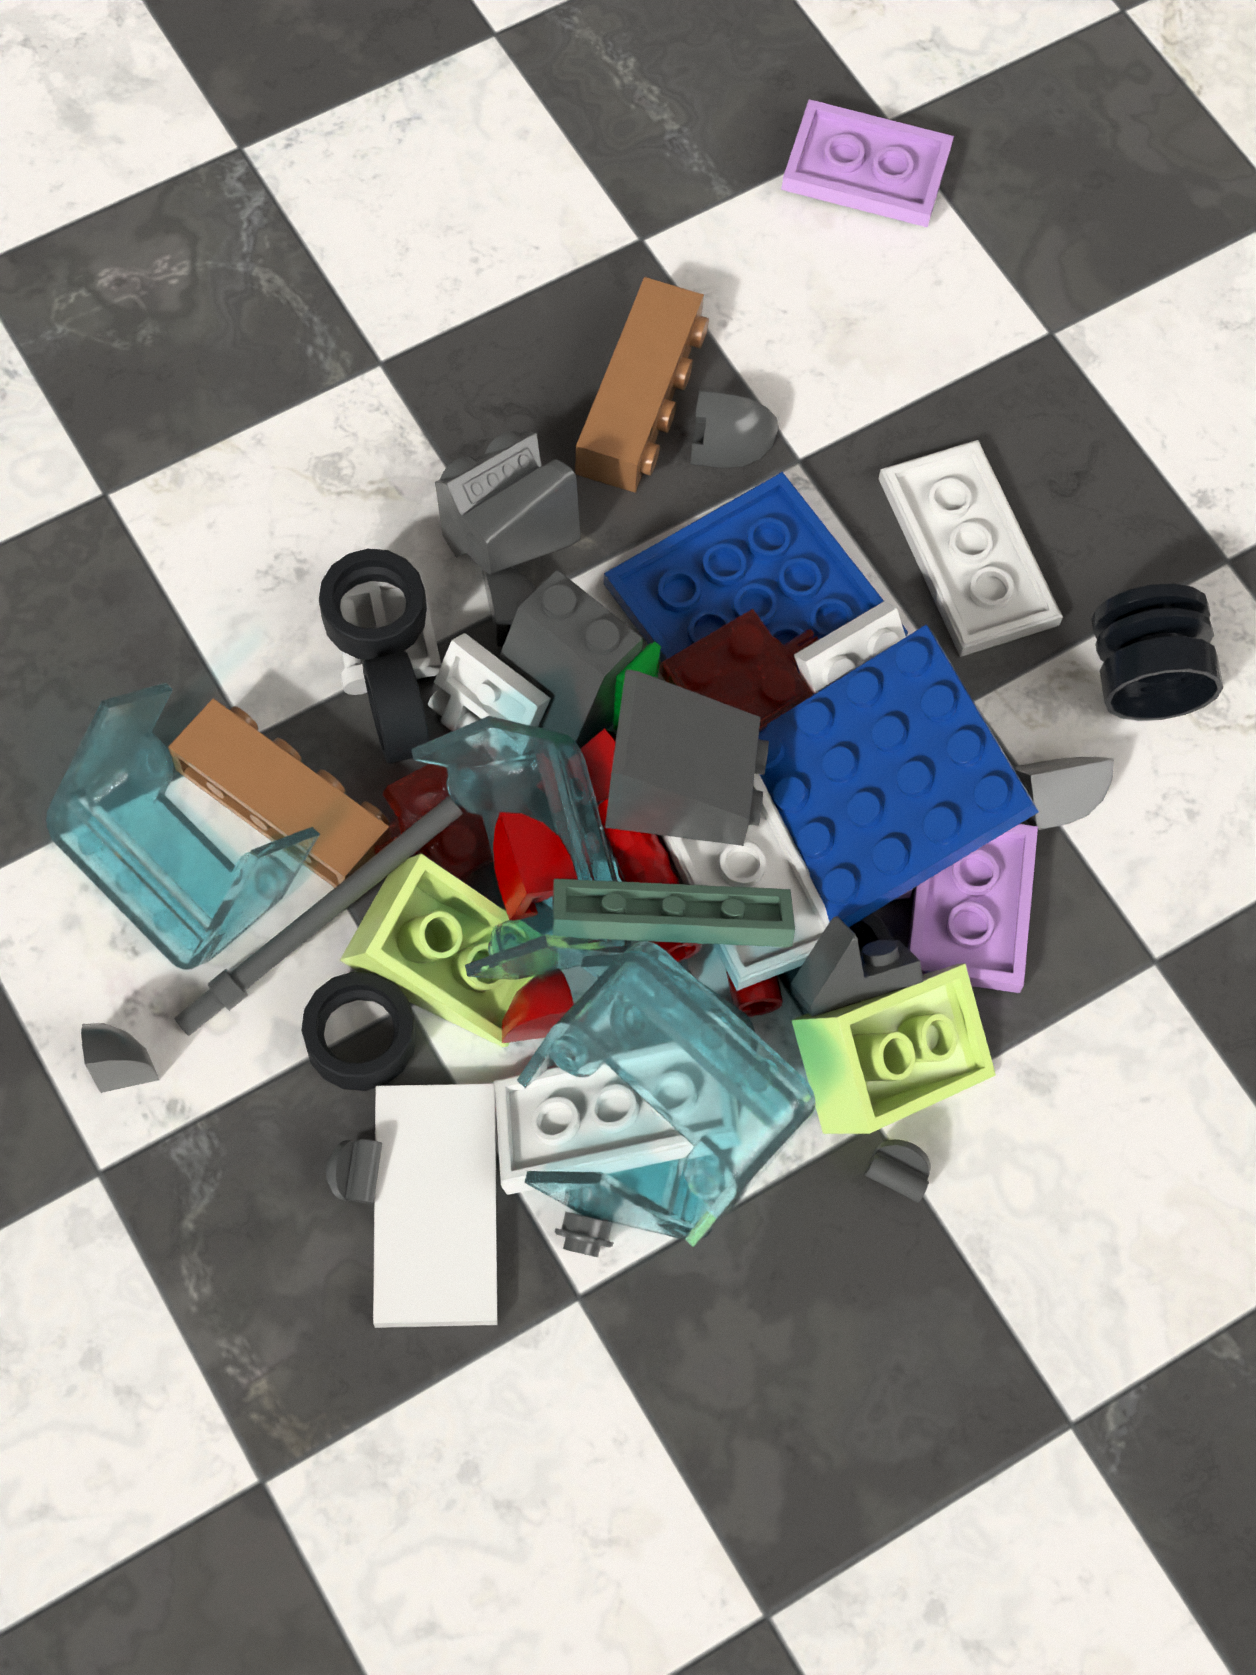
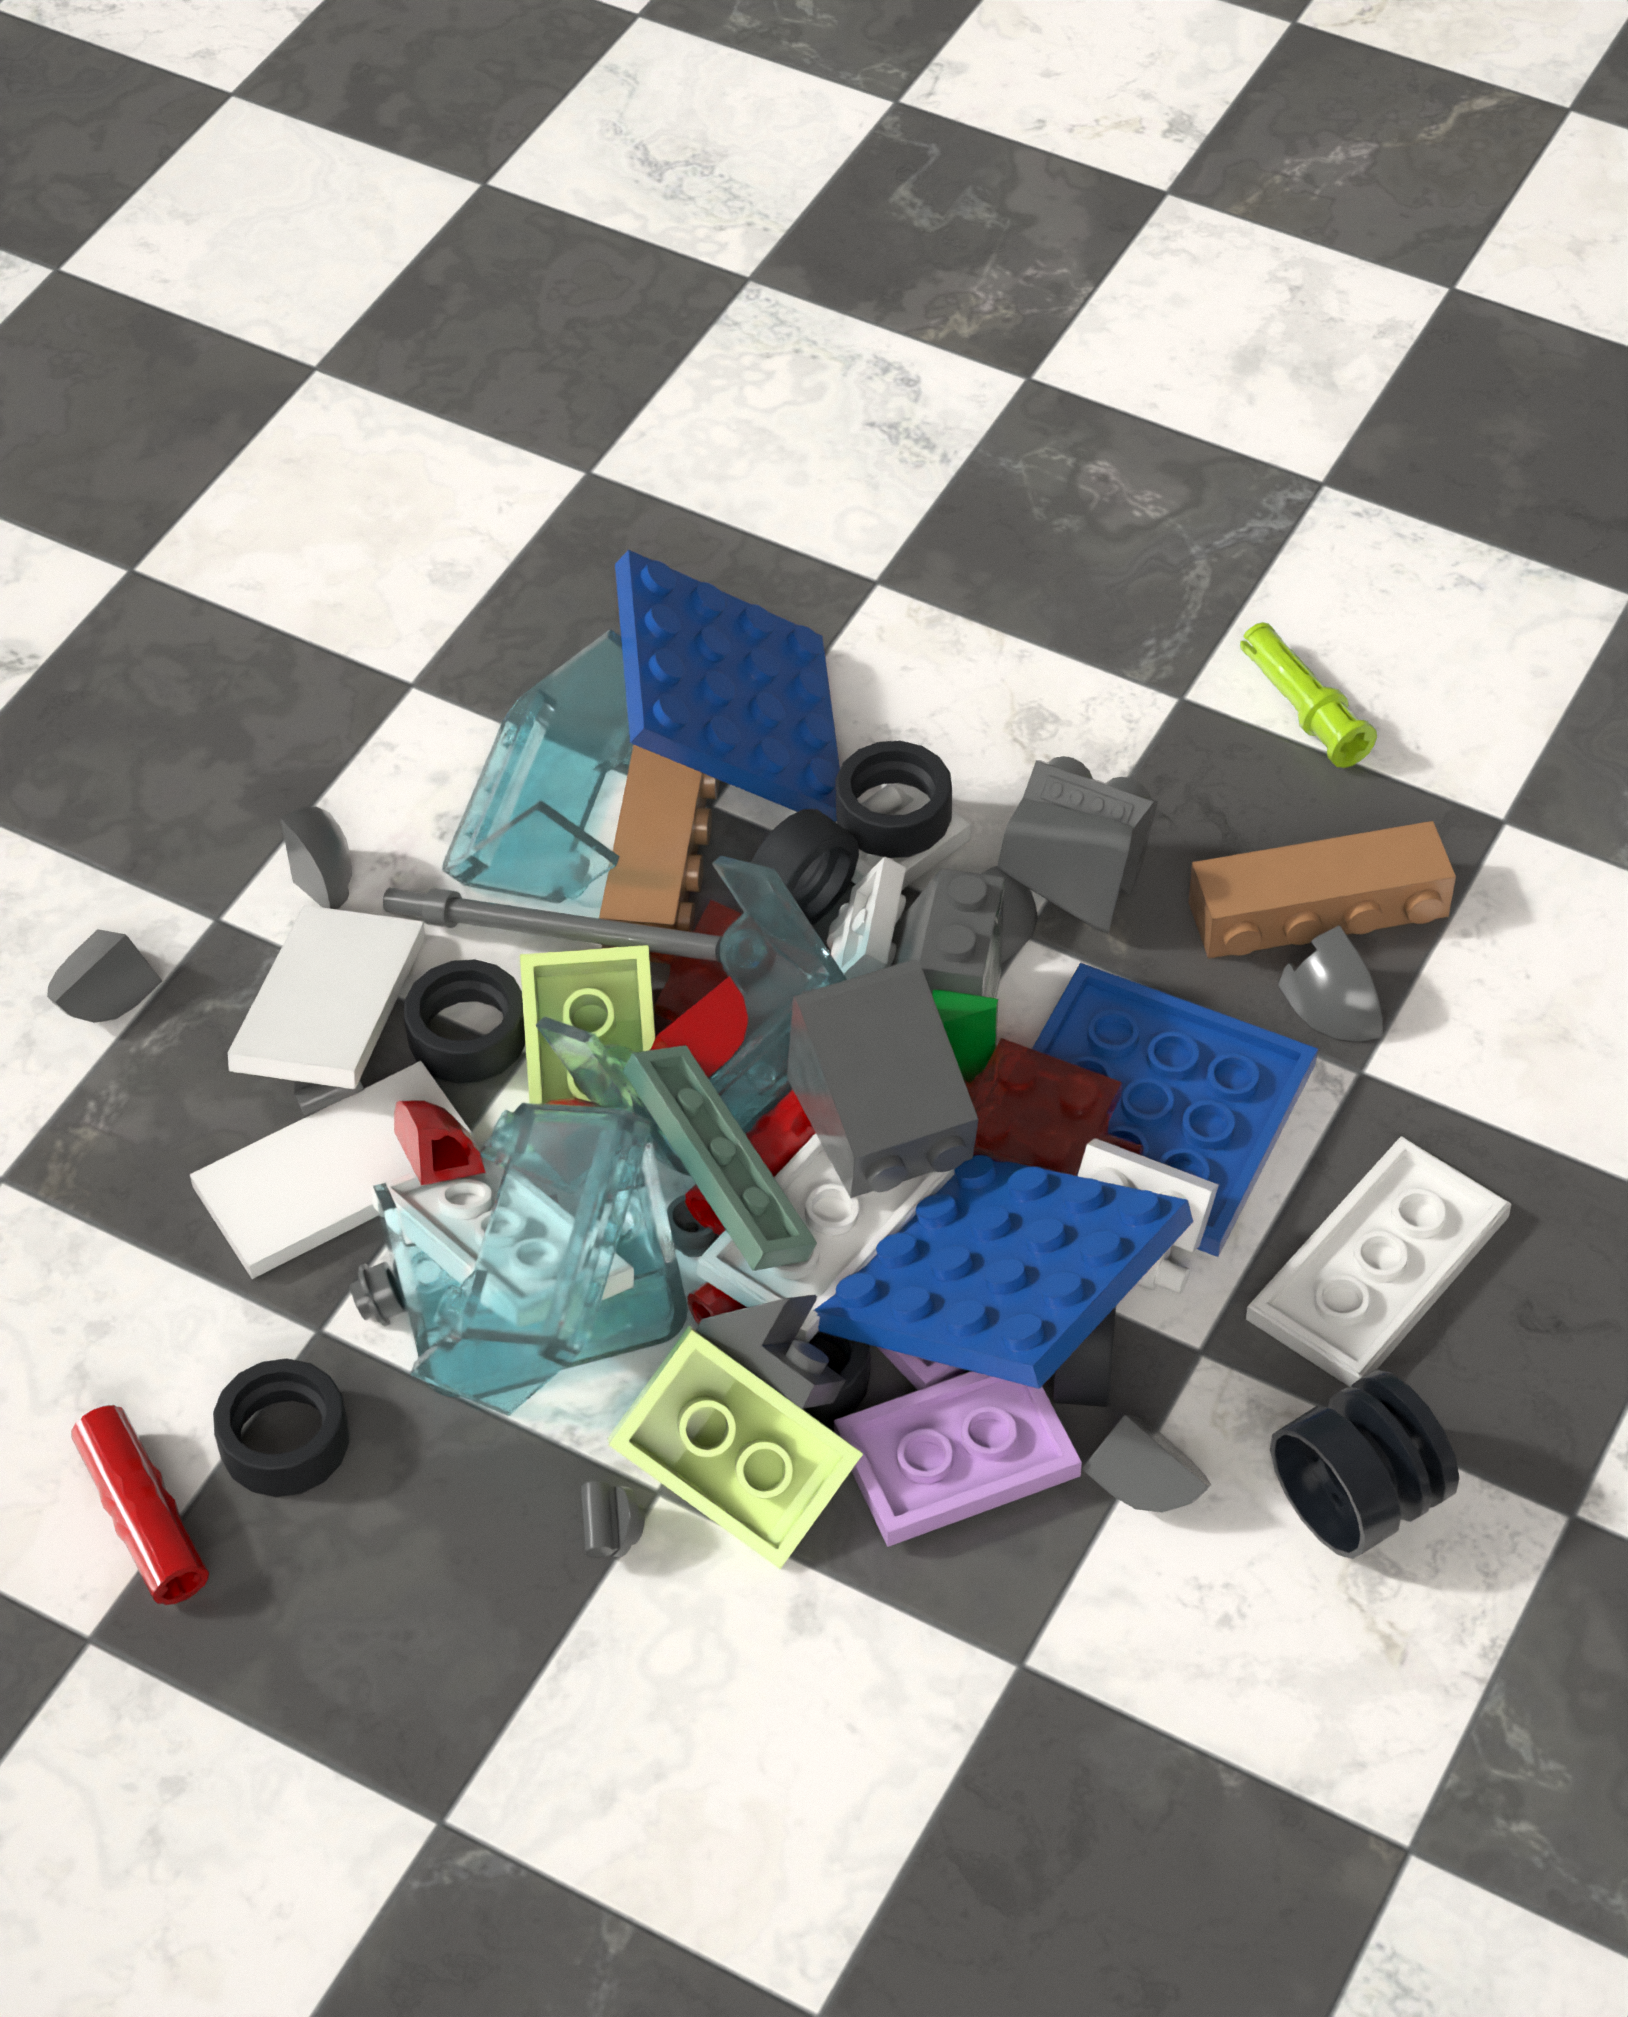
camera: 65 degrees right, 15 degrees down
(111, 1299) = (102, 978): none -> dark grey brick
(183, 655) = (726, 687): none -> blue plate
(273, 1123) = (327, 997): none -> white tile
(473, 281) = (1320, 708): none -> lime pin
(489, 1116) = (435, 1142): none -> red brick
(669, 1322) = (275, 1383): none -> black tyre
(680, 1516) = (139, 1505): none -> red axle

